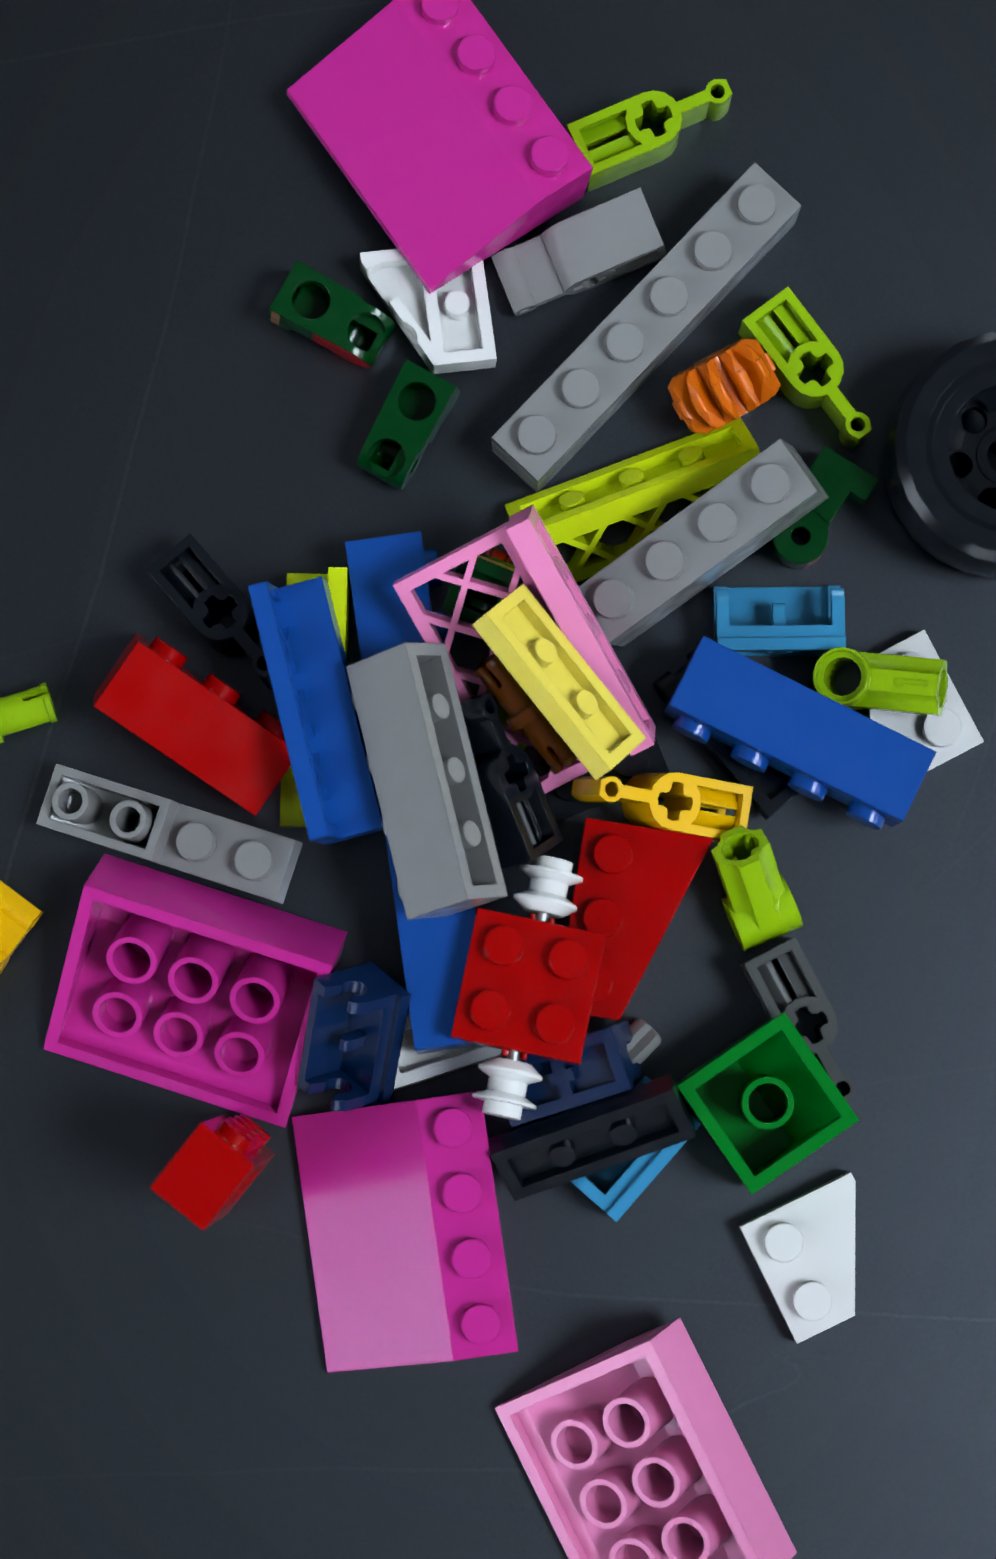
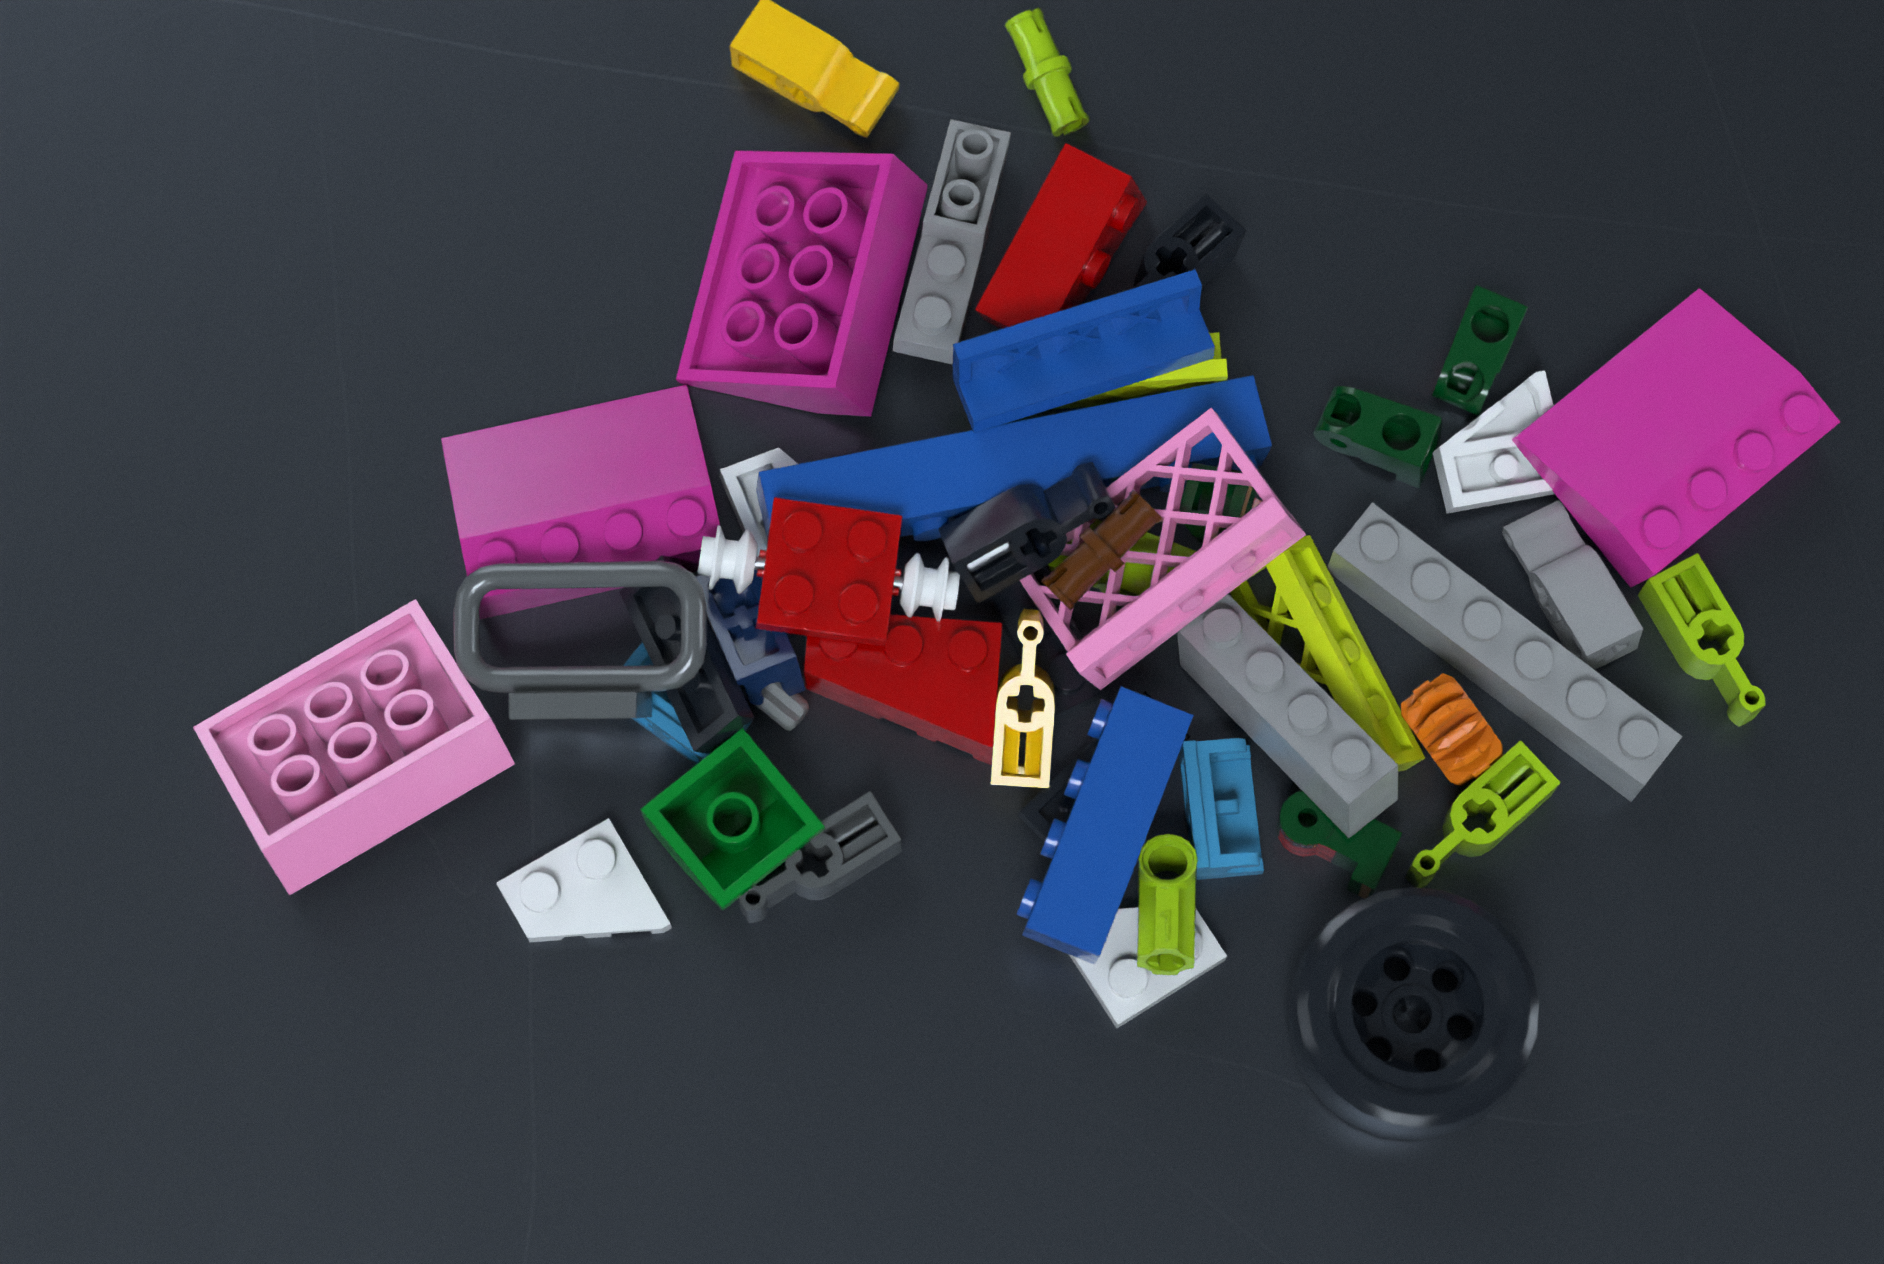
camera: 80 degrees right, 10 degrees down
(214, 1168) = (629, 289): red brick -> none
(354, 1036) = (767, 421): dark blue hinge -> none
(426, 780) = (1022, 453): light grey brick -> none
(559, 681) = (1130, 566): light yellow plate -> none
(628, 1250) = (580, 690): none -> dark grey bar
(756, 894) = (937, 803): lime piece -> none

